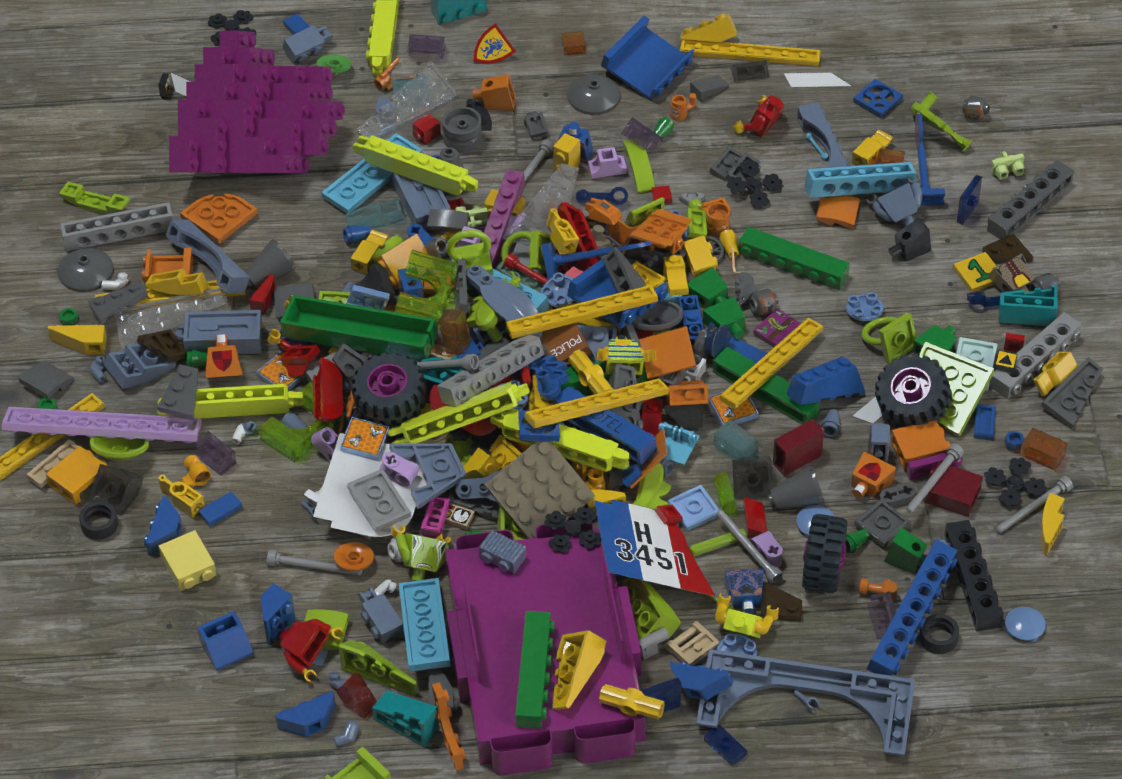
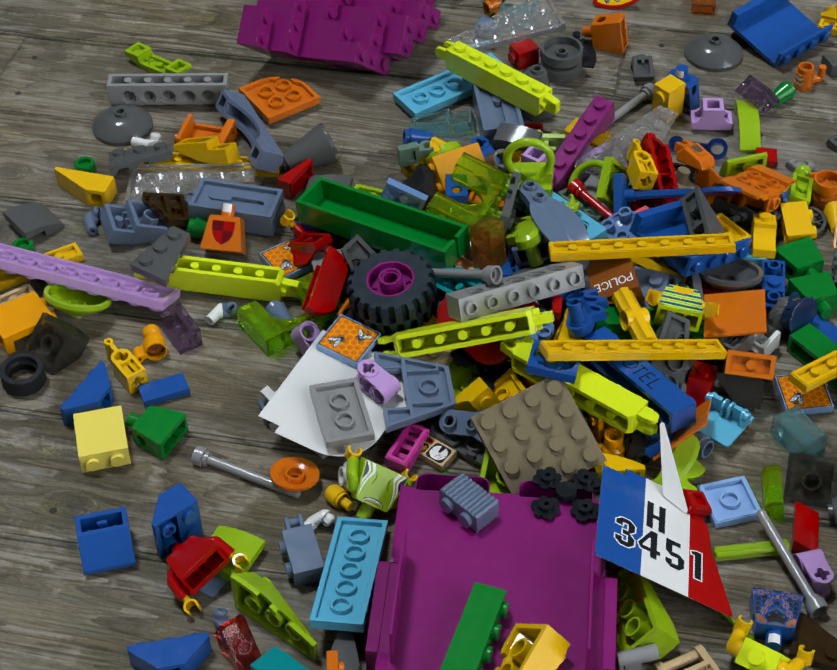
camera: 15 degrees right, 5 degrees down
(229, 543) = (157, 429): none -> green torso
(360, 253) = (412, 152): none -> sand green plate
(393, 568) = (338, 497): none -> yellow cylinder
(647, 501) = (670, 479): none -> white sticker

